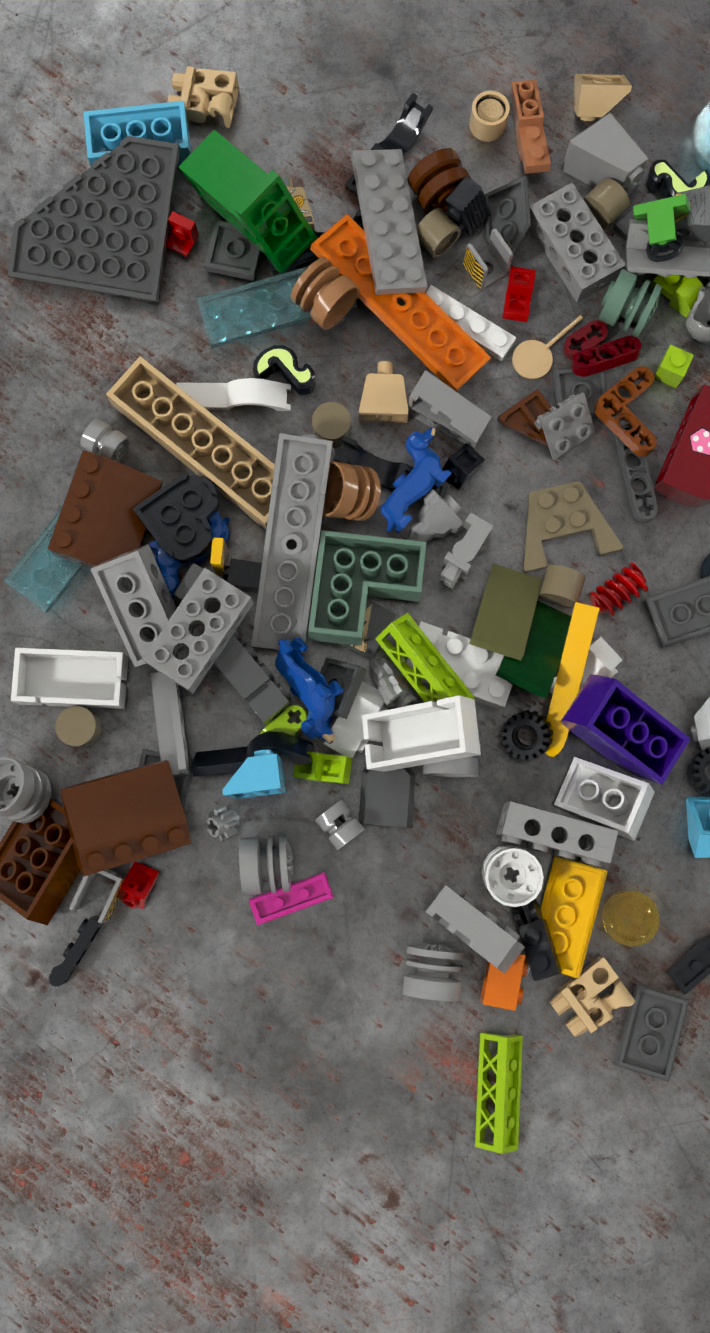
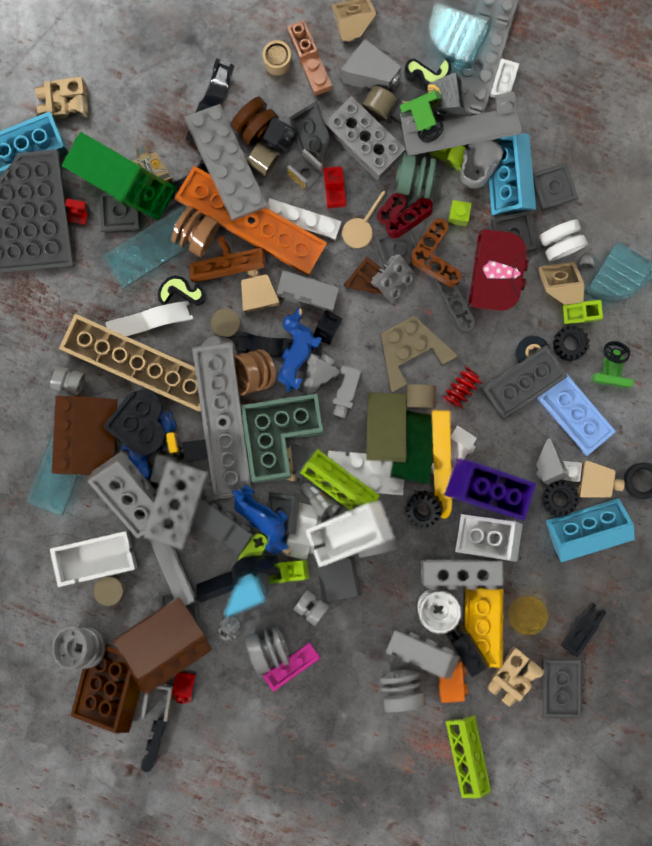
camera: 15 degrees left, 5 degrees up
(355, 349) = (227, 264): none -> dark orange plate

